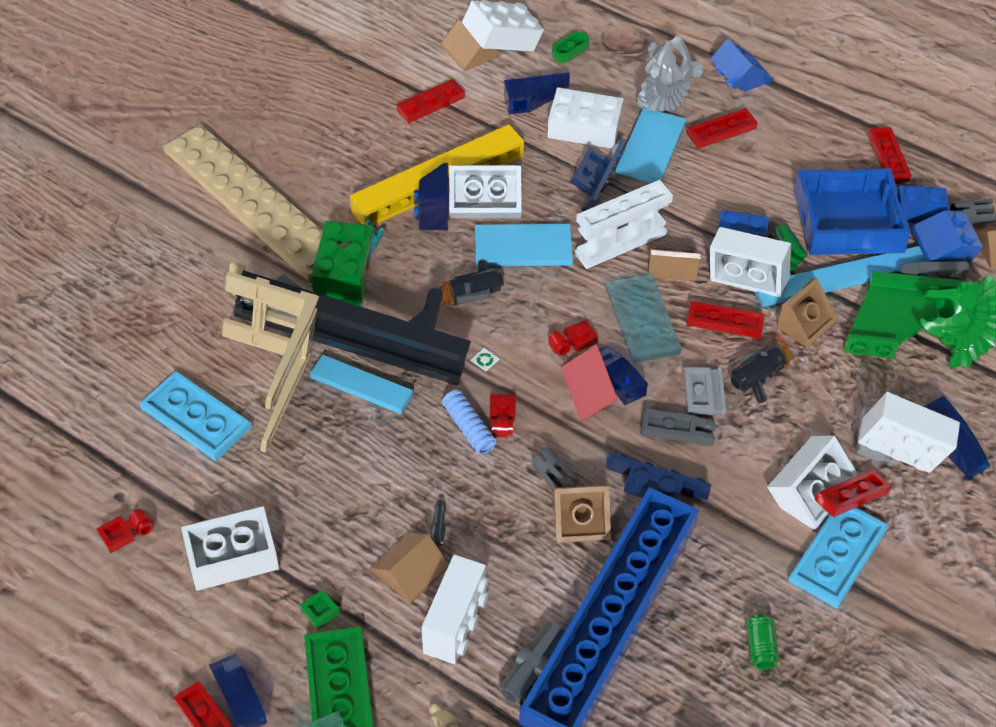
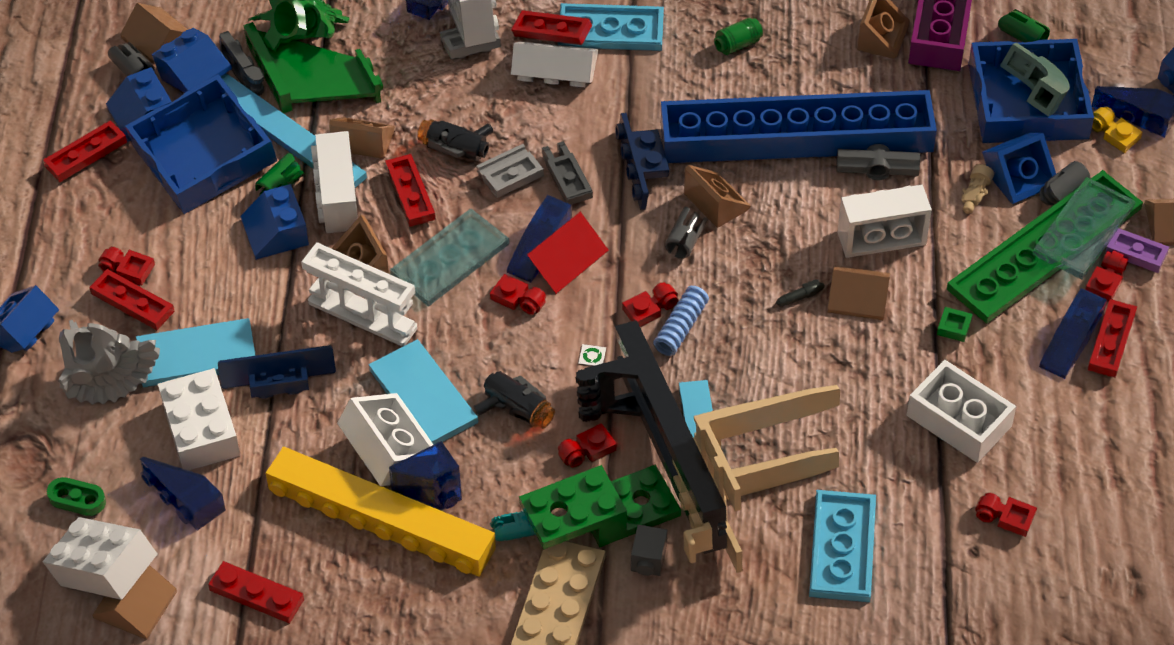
camera: 120 degrees left, 0 degrees up
(405, 302) = (591, 443): none -> red plate
(755, 139) = (132, 266): none -> red plate

